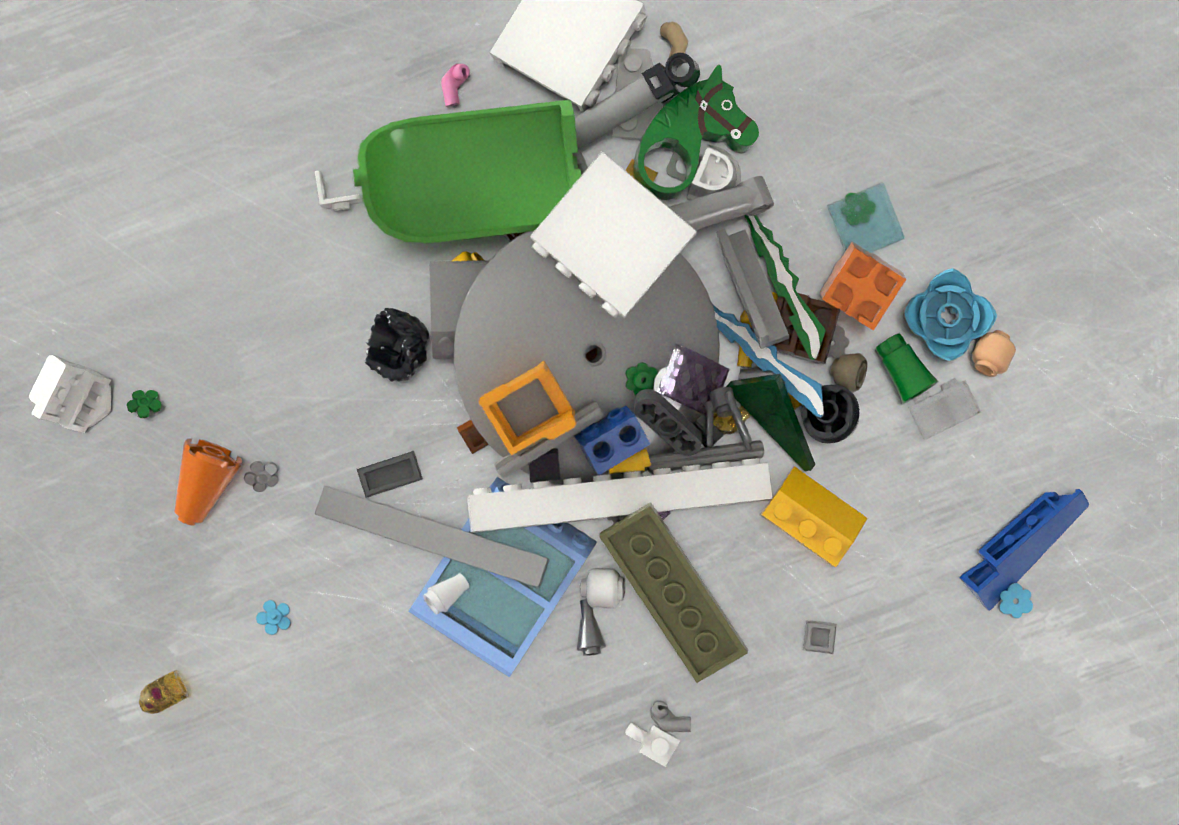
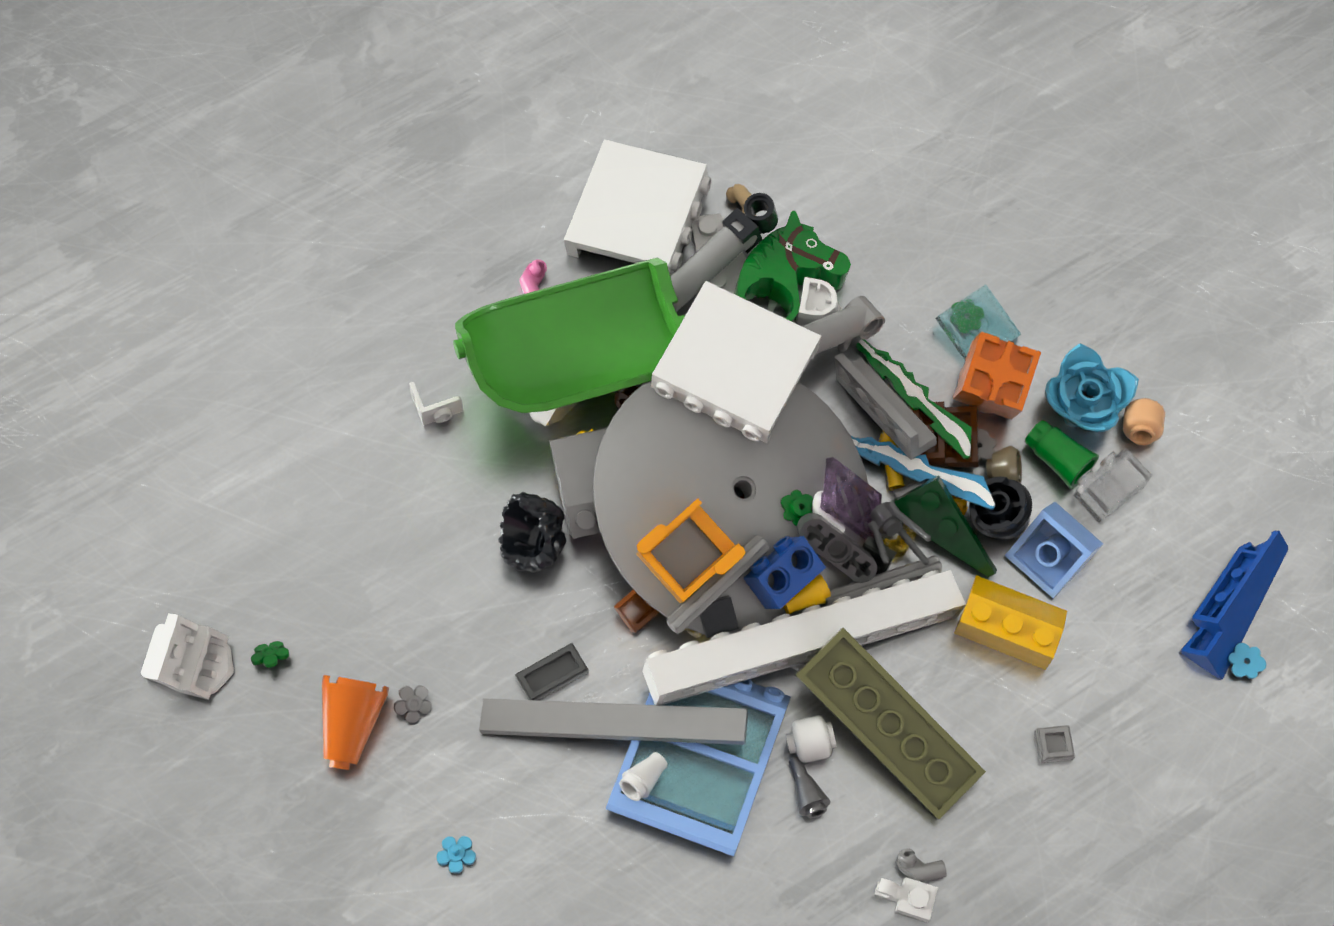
camera: 20 degrees left, 20 degrees down
(871, 459) = (1053, 549): none -> light blue slope

